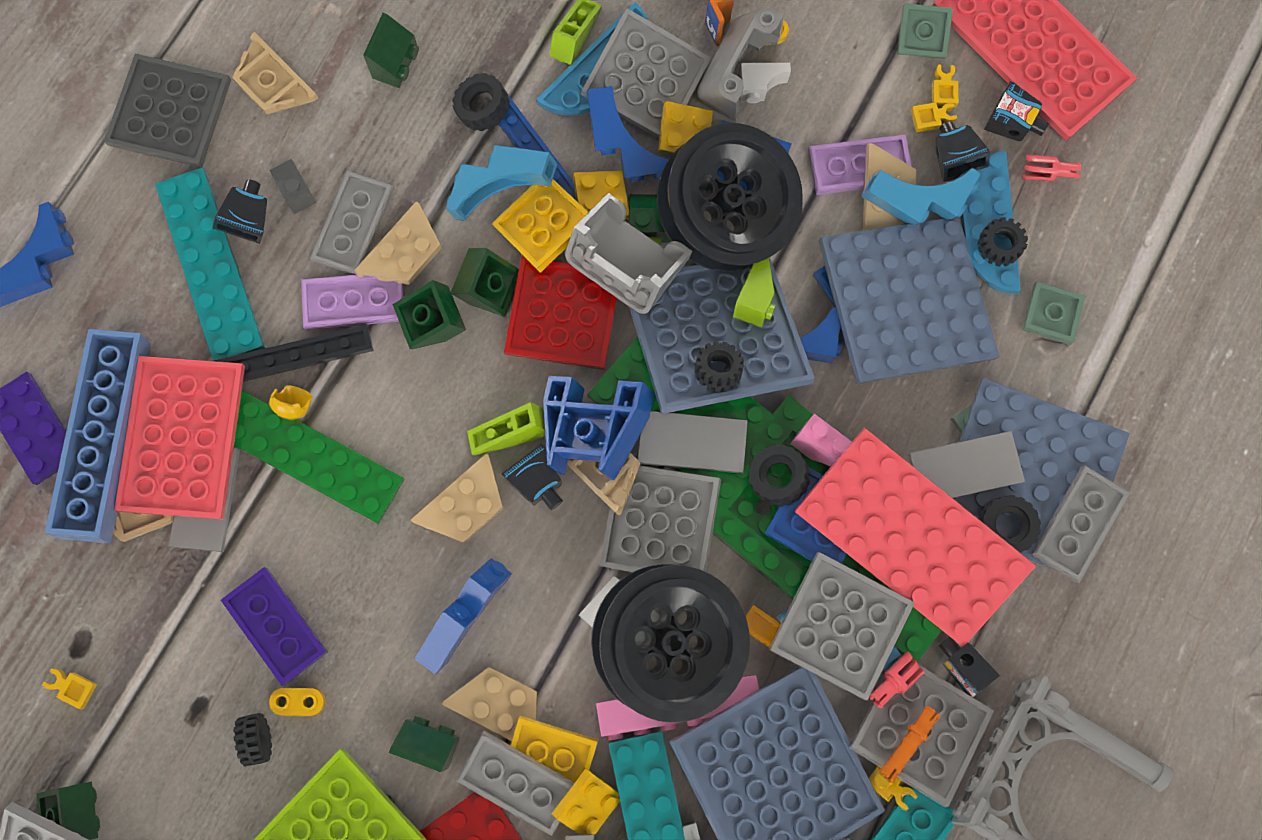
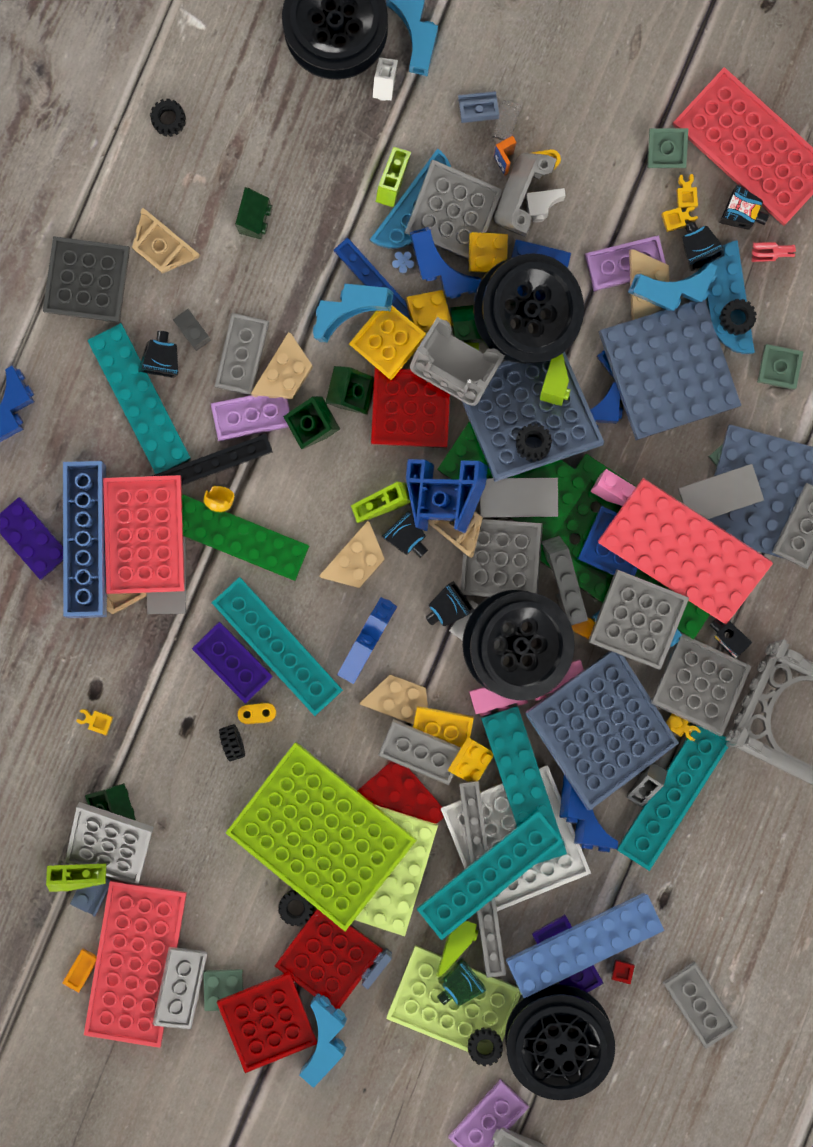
camera: 10 degrees left, 10 degrees up
(339, 611) = (277, 646): none -> teal plate
(425, 744) = (353, 732): dark green slope -> none
(470, 90) = (314, 241): black tyre -> none
(575, 132) = (403, 261): none -> light blue plant
(581, 579) = (449, 606): none -> black torso
(749, 584) = (569, 594): none -> dark grey arch
(779, 455) = (576, 504): black tyre -> none
(897, 679) = (681, 652): coral arm -> none
(915, 736) = (692, 696): orange pin -> none
(1024, 510) = (762, 520): black tyre -> none

